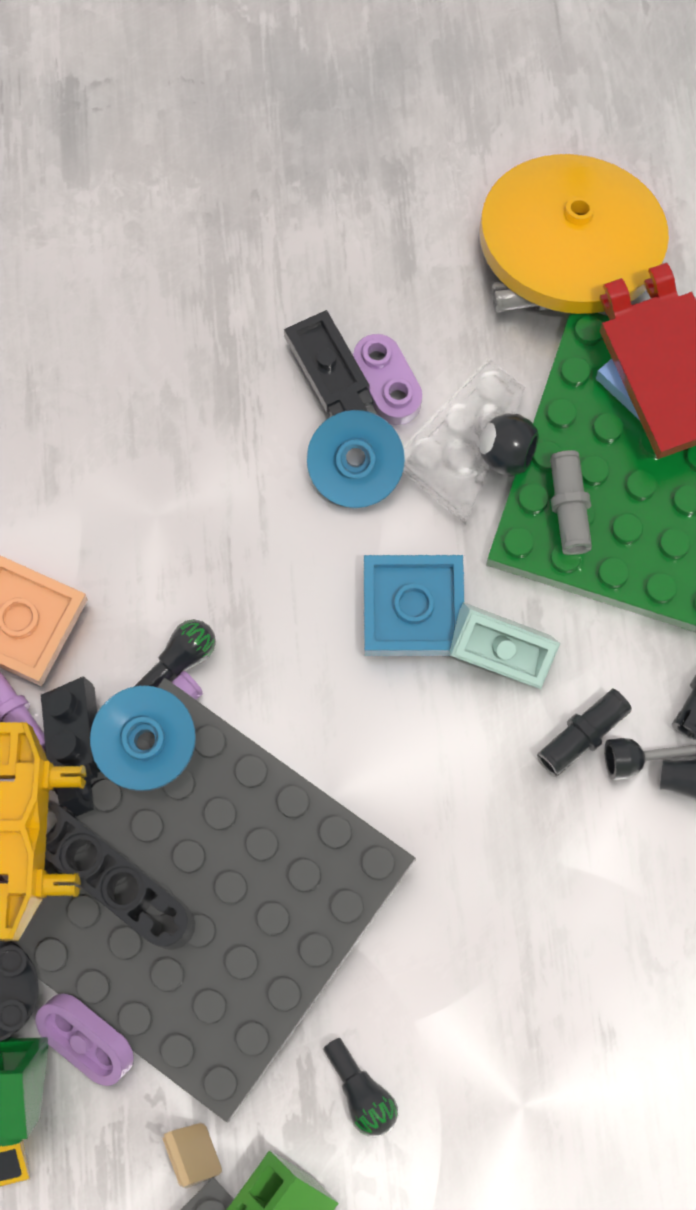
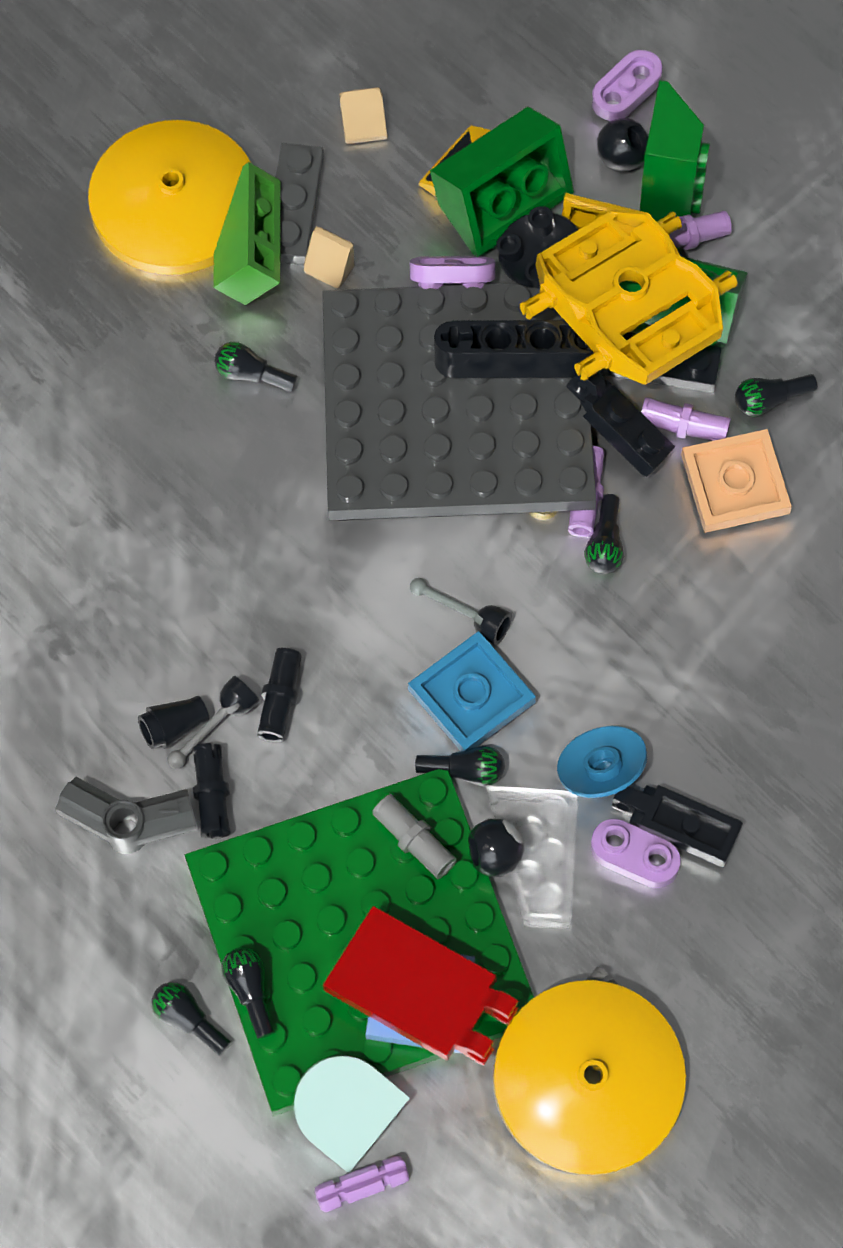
camera: 145 degrees right, 5 degrees down
(124, 720) = (574, 423): dark azure dish -> none
(345, 657) = (489, 621): none -> hinge
(459, 536) = (476, 765): none -> black piece
(503, 646) = (385, 710): light aqua slope -> none

